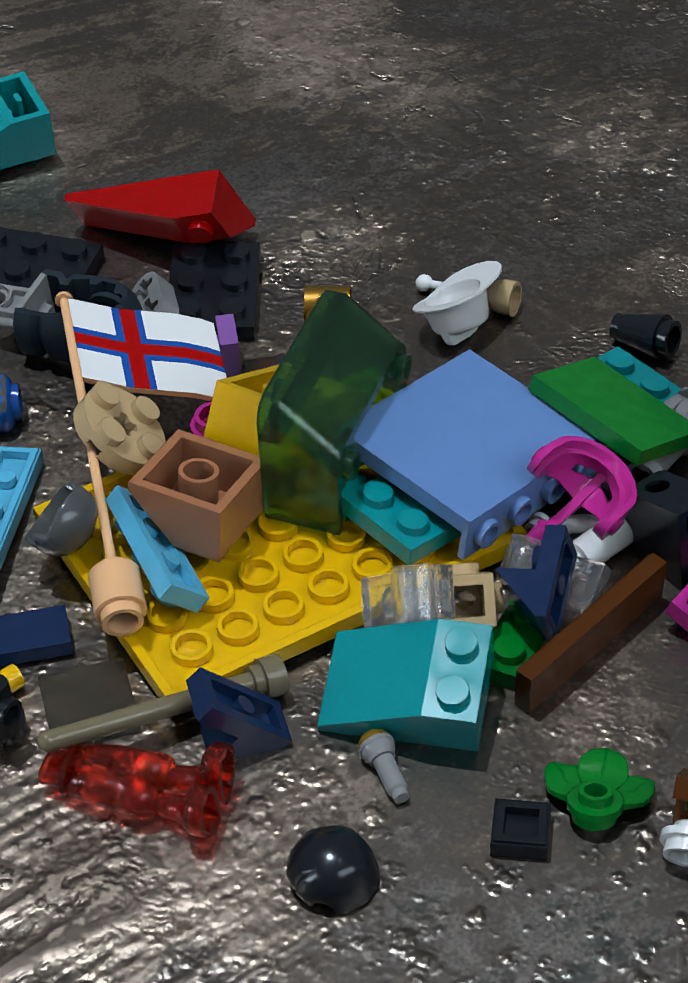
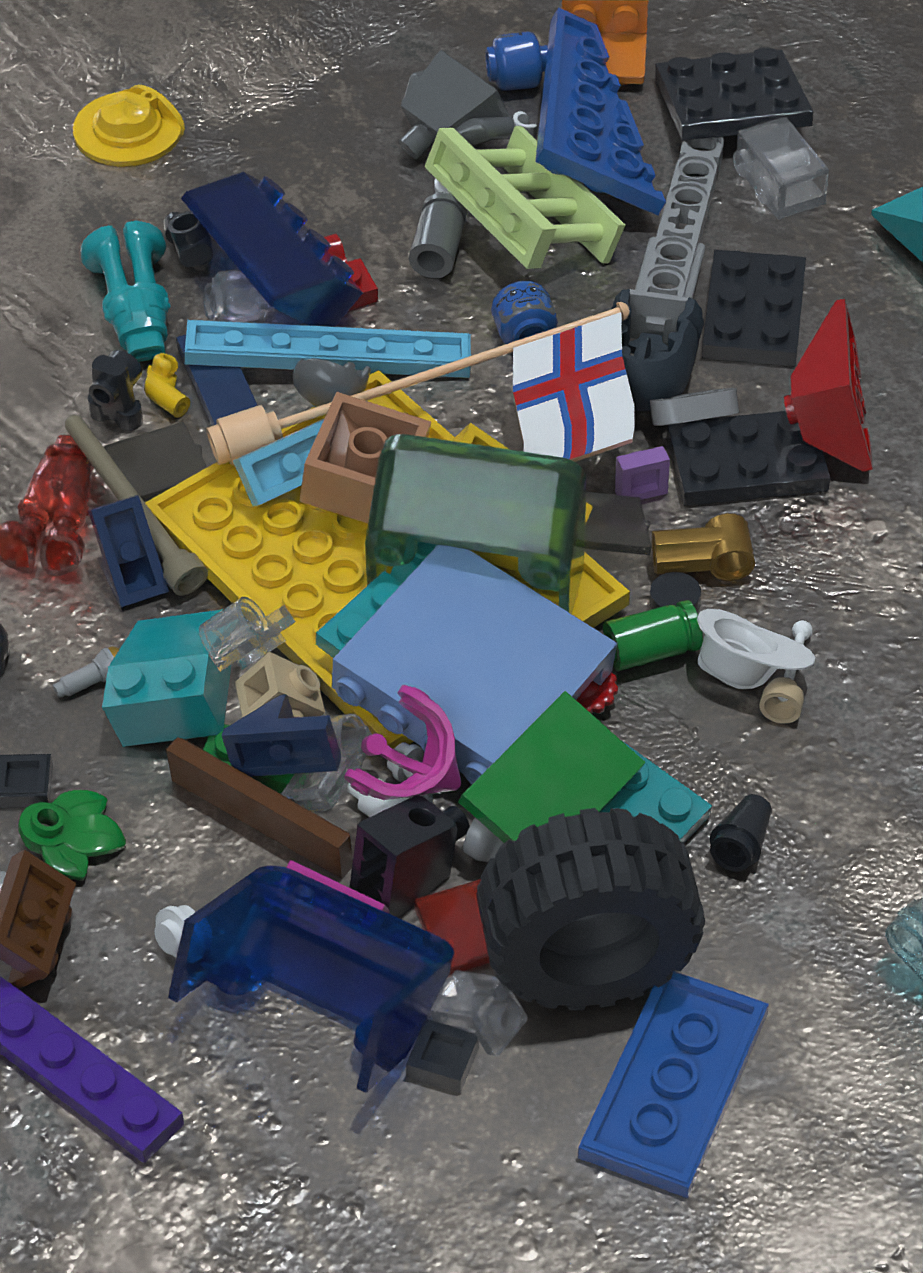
camera: 80 degrees right, 5 degrees up
(119, 426) = (467, 367): tan plate -> none
(423, 344) = (654, 635): none -> green piece

